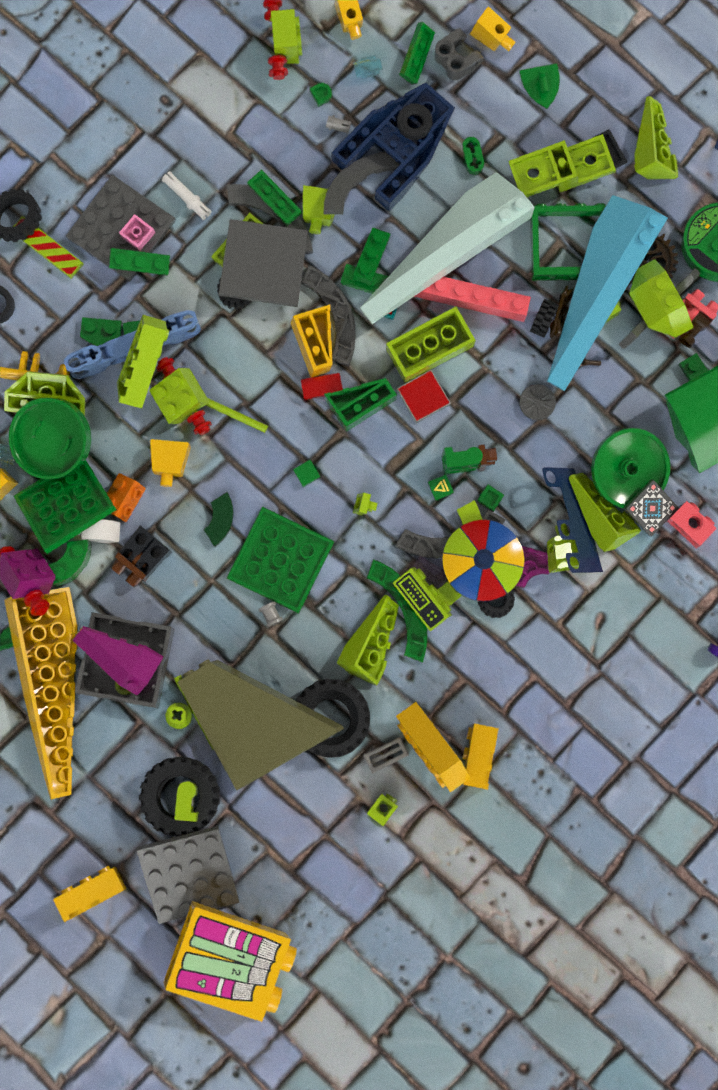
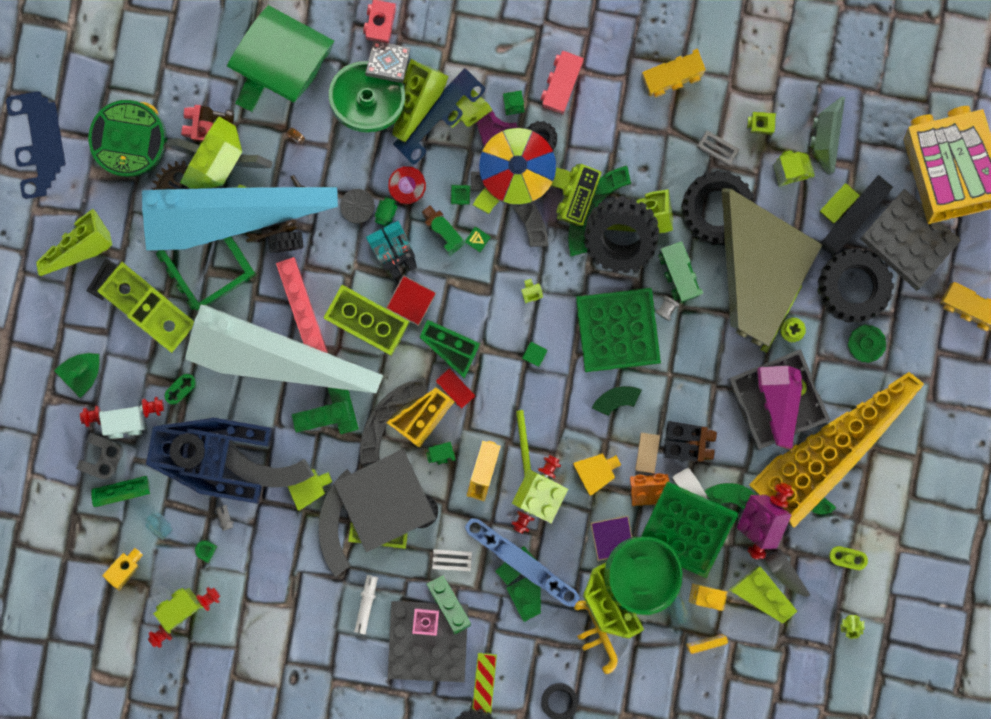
camera: 125 degrees left, 5 degrees up
(106, 438) = (609, 534): none -> dark purple tile
(122, 774) = (866, 343): none -> green tile
(141, 361) = (535, 541): lime wedge -> none
(156, 516) = (647, 452): none -> tan tile
(170, 285) = (457, 568): none -> white tile
(184, 802) = (852, 277): lime leg -> none
(234, 364) = (483, 470): none -> yellow slope
(243, 840) = (856, 216): none -> black beam
(264, 833) = (839, 203): none -> lime tile
(273, 337) = (440, 453): none -> green brick
(274, 197) = (323, 528): green plate -> none
(294, 645) = (679, 273): none -> wedge
(321, 811) = (792, 167): none -> lime wedge
(334, 863) = (827, 134): none -> sand green wedge
(373, 627) = (621, 256): none -> black tyre
(432, 748) = (693, 111): yellow brick -> none
(475, 88) = (123, 421): none -> light aqua brick
(479, 407) = (397, 254): none -> hips
(492, 31) = (62, 446): yellow torso -> none
(516, 422) = (385, 212): none -> green brick
(528, 456) = (407, 185): none -> red tile
(535, 651) = (561, 82): none -> coral brick
(543, 596) = (513, 102): none -> green brick
(635, 386) = (295, 135): none -> clear orange tile

